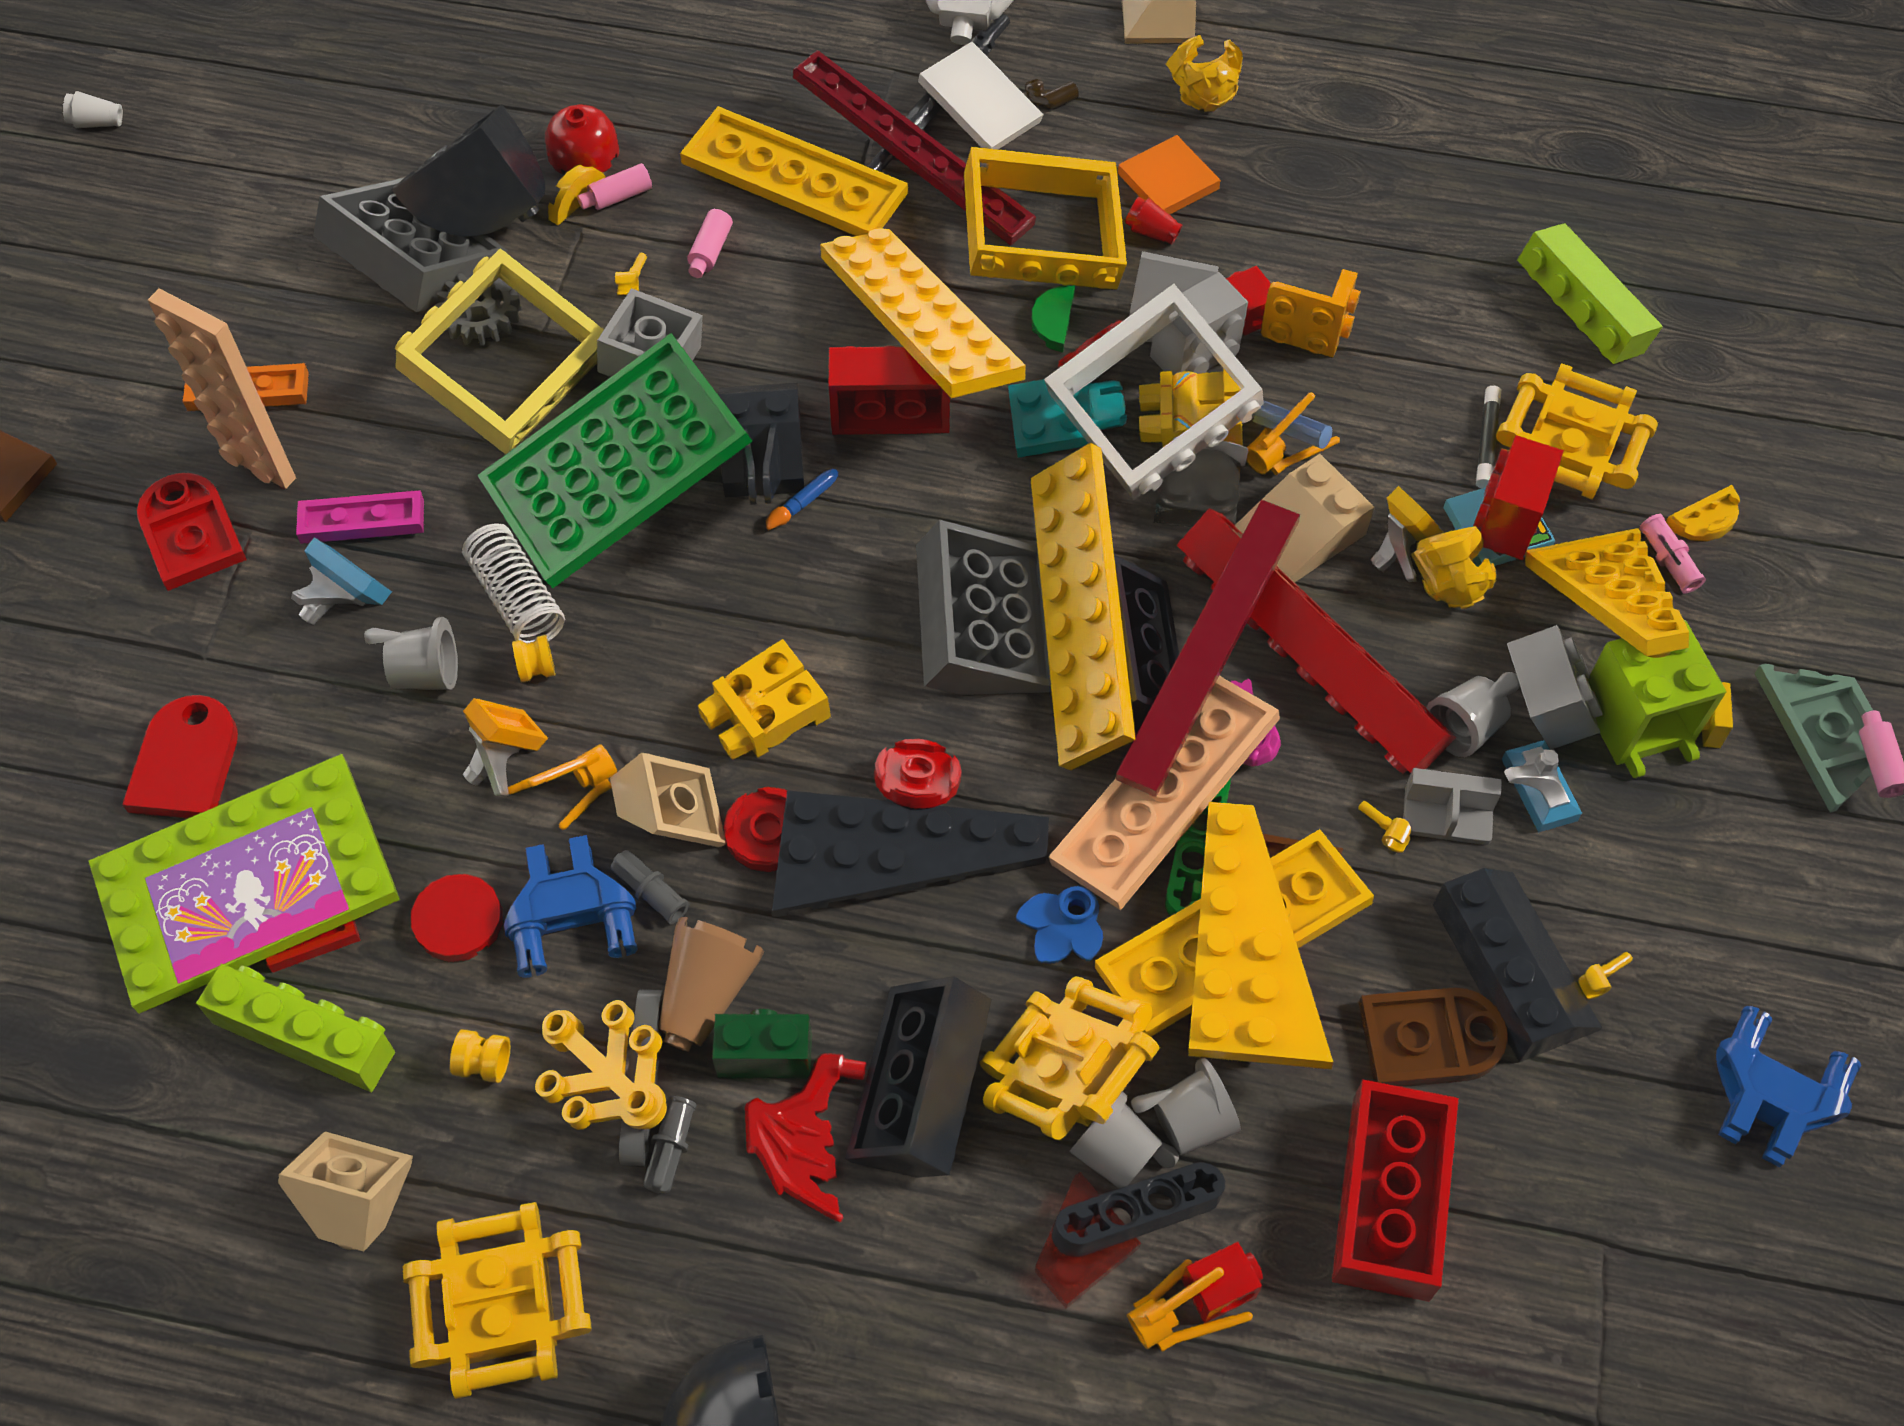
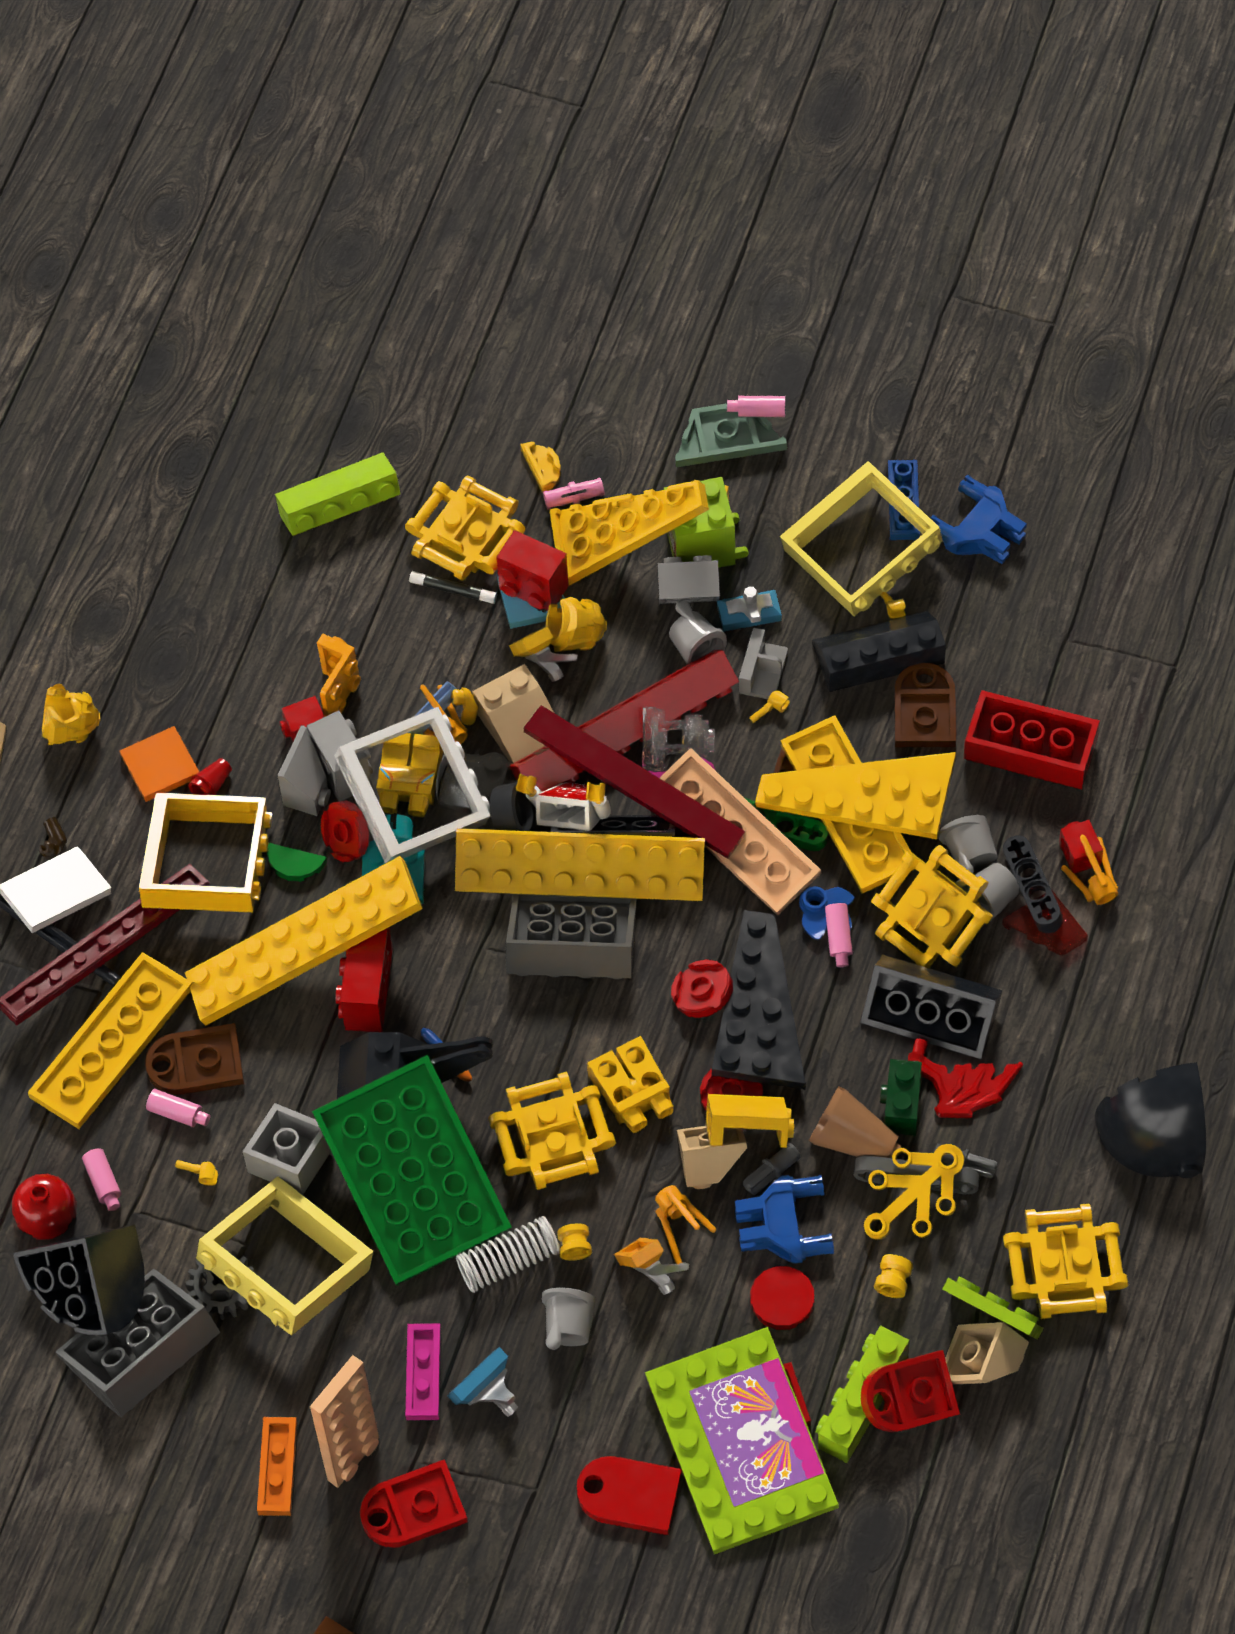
camera: 80 degrees left, 0 degrees up
(282, 1085) = (912, 1391): none -> red tile
(408, 1191) = (994, 1306): none -> lime plate
(571, 185) = (99, 1209): yellow tile -> none
(688, 616) = (552, 1132): none -> yellow brick
(706, 836) = (747, 1113): none -> yellow panel
(776, 261) = (197, 1060): none -> reddish brown tile
(1024, 940) = (839, 933): none -> bright pink cylinder
(1137, 496) = (511, 809): none -> black tyre
(1164, 578) = (567, 803): none -> white torso
(1294, 678) = (695, 735): none -> clear tile
(1308, 448) = (470, 707): none -> yellow arm
(1727, 864) = (832, 508): none -> light yellow window
(1770, 983) = (905, 477): none -> blue tile

